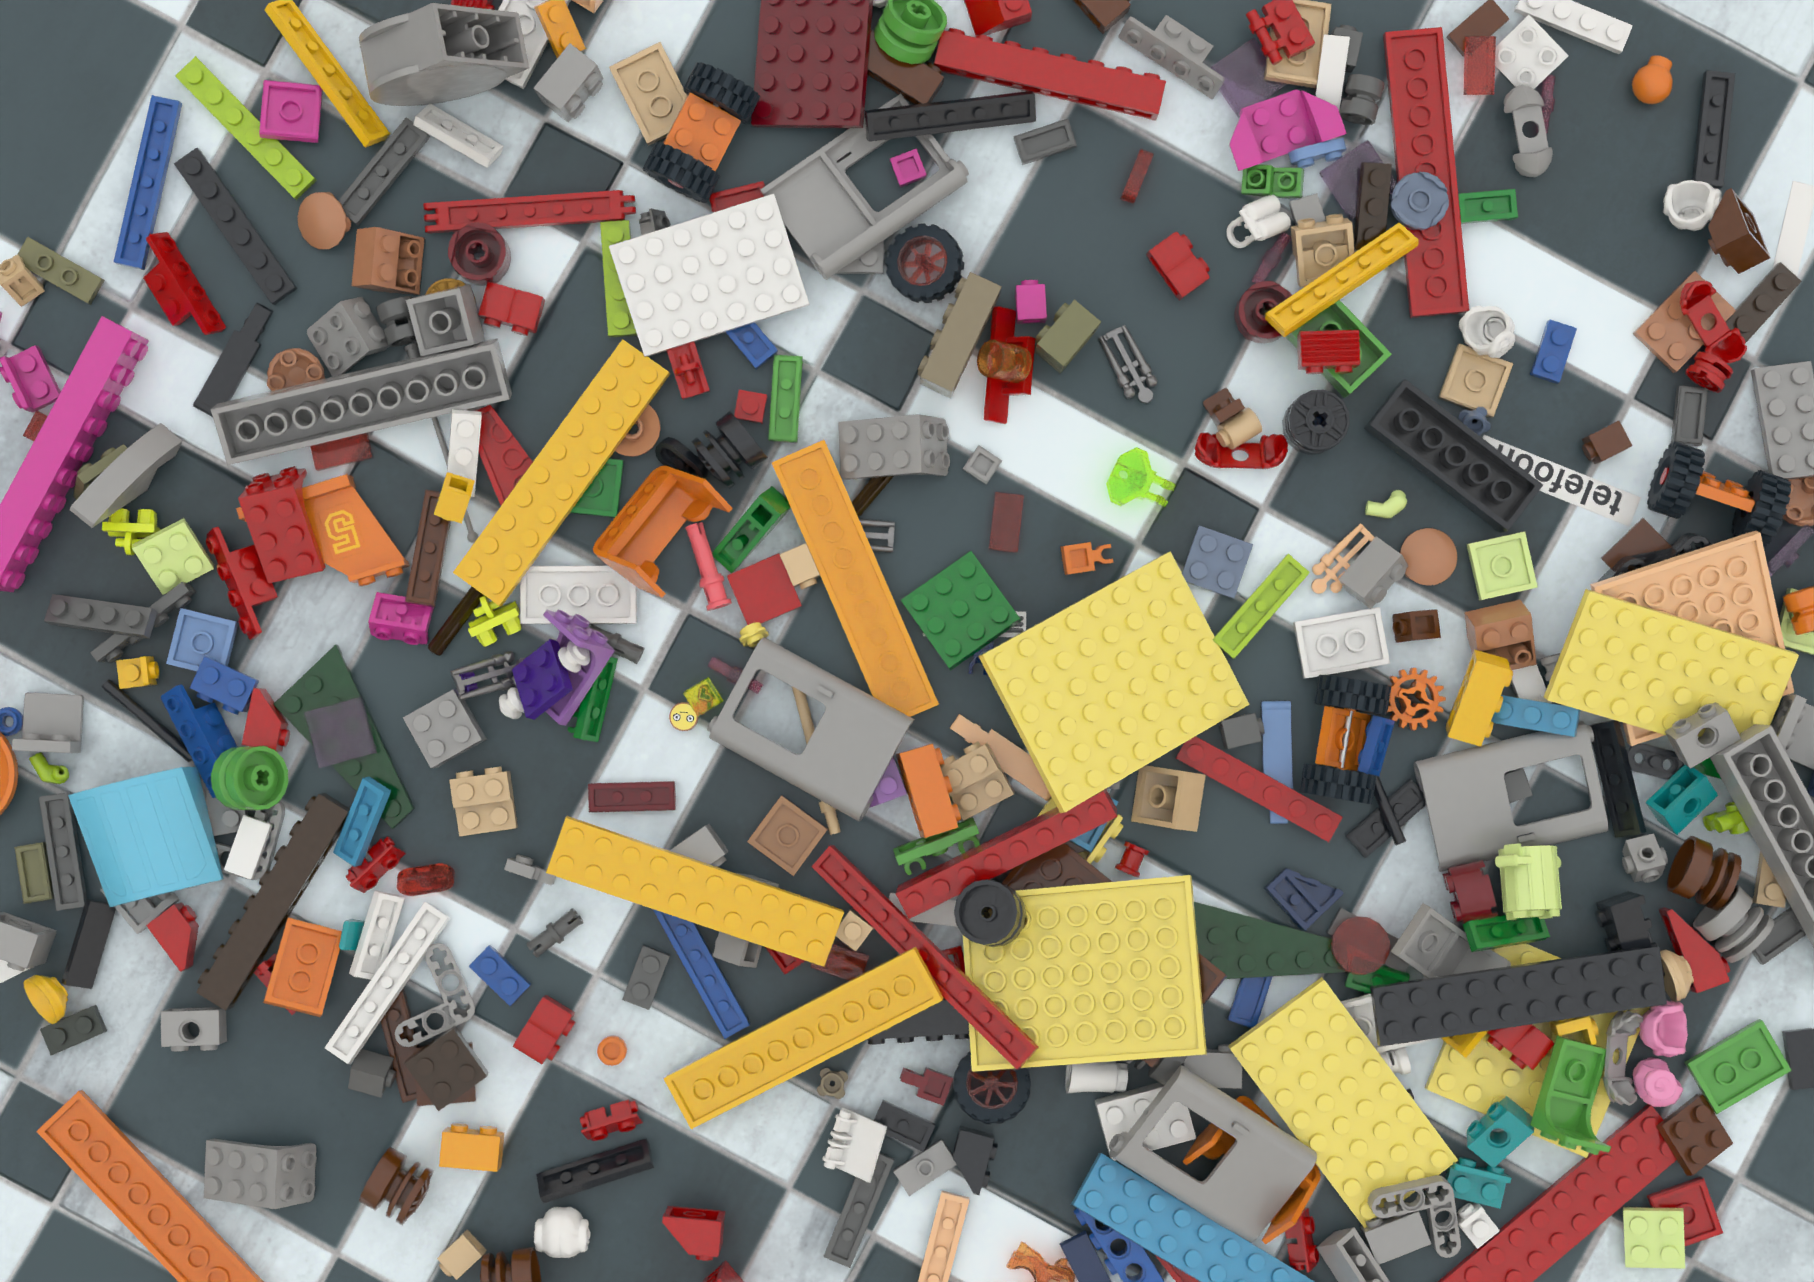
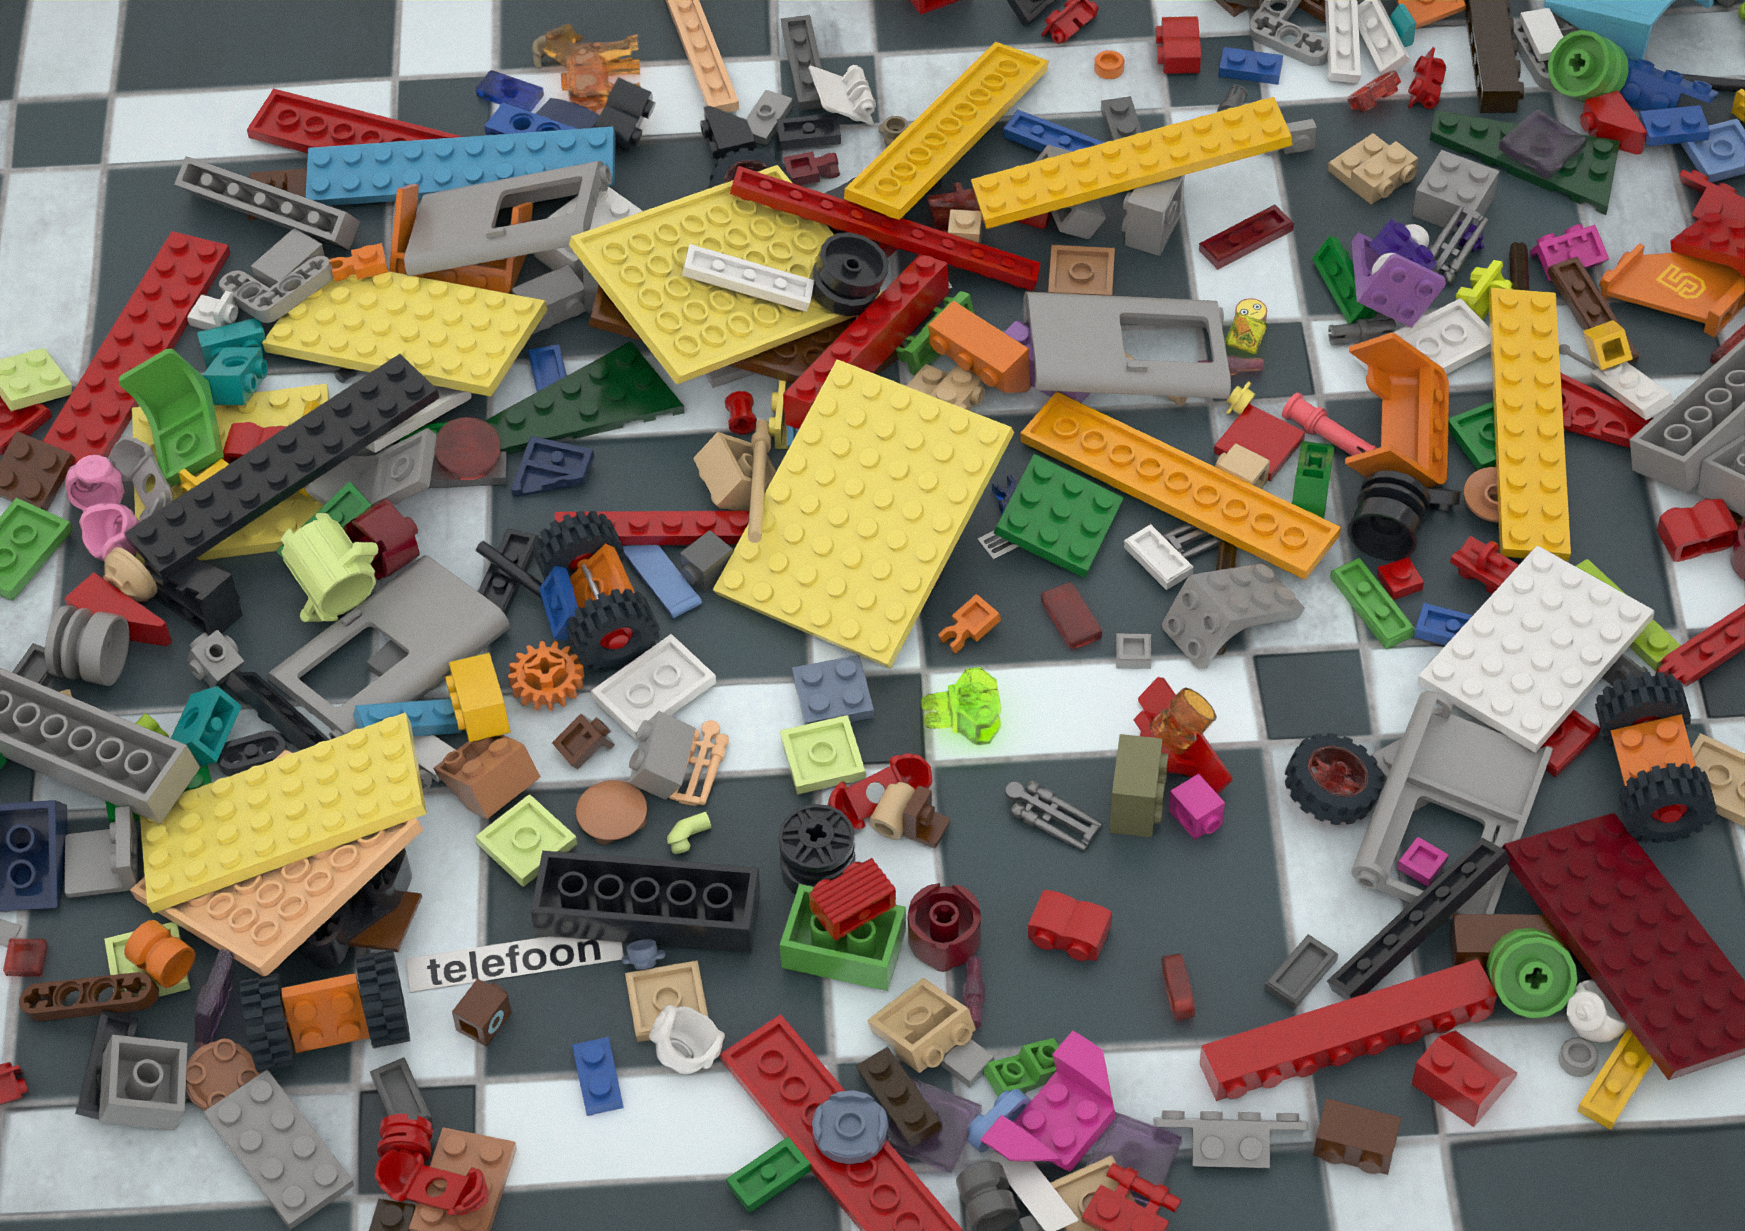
camera: 150 degrees right, 35 degrees down
(362, 821) = (1465, 94): dark azure plate -> none
(911, 531) = (1158, 557): none -> white plate
(960, 335) = (1247, 728): dark tan brick -> none
(1047, 1229) = (625, 112): none -> black brick
(1076, 948) = (748, 277): none -> white plate
(1140, 812) = (760, 446): none -> tan bar
(1257, 509) = (822, 754): none -> yellowish green plate
(1260, 606) = (759, 675): lime plate -> none
(1261, 219) = (1011, 1013): white piece -> none
(1304, 1251) = (373, 222): red hinge -> none
(1341, 279) = (883, 986): yellow tile -> none
(1342, 1188) = (364, 263): none -> orange plate
(1704, 873) = (143, 671): reddish brown wheel -> none
(1718, 735) = (215, 772): light grey brick -> none

